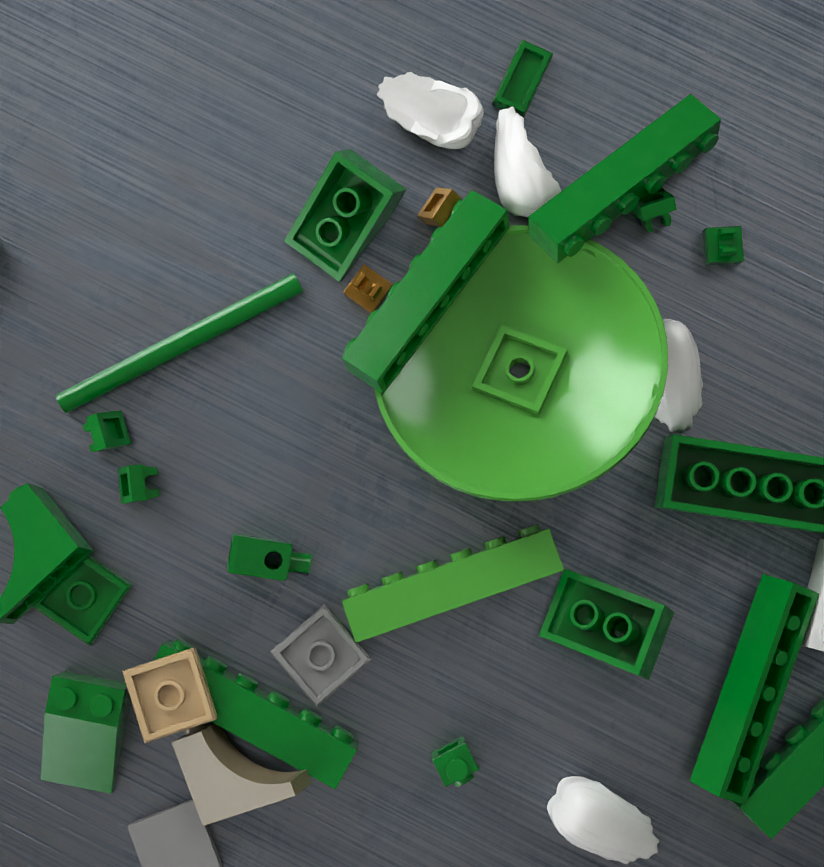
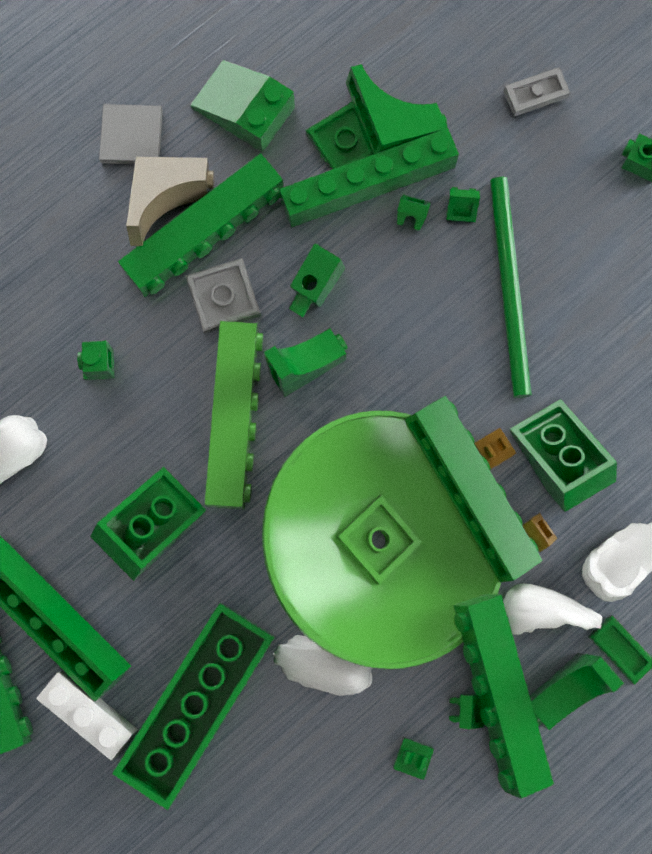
camera: 110 degrees right, 5 degrees down
(118, 548) = (369, 177): none -> green brick
(170, 694) = (242, 169): tan tile -> none
(358, 527) = (306, 361): none -> green arch
(586, 112) = (571, 687): none -> green arch

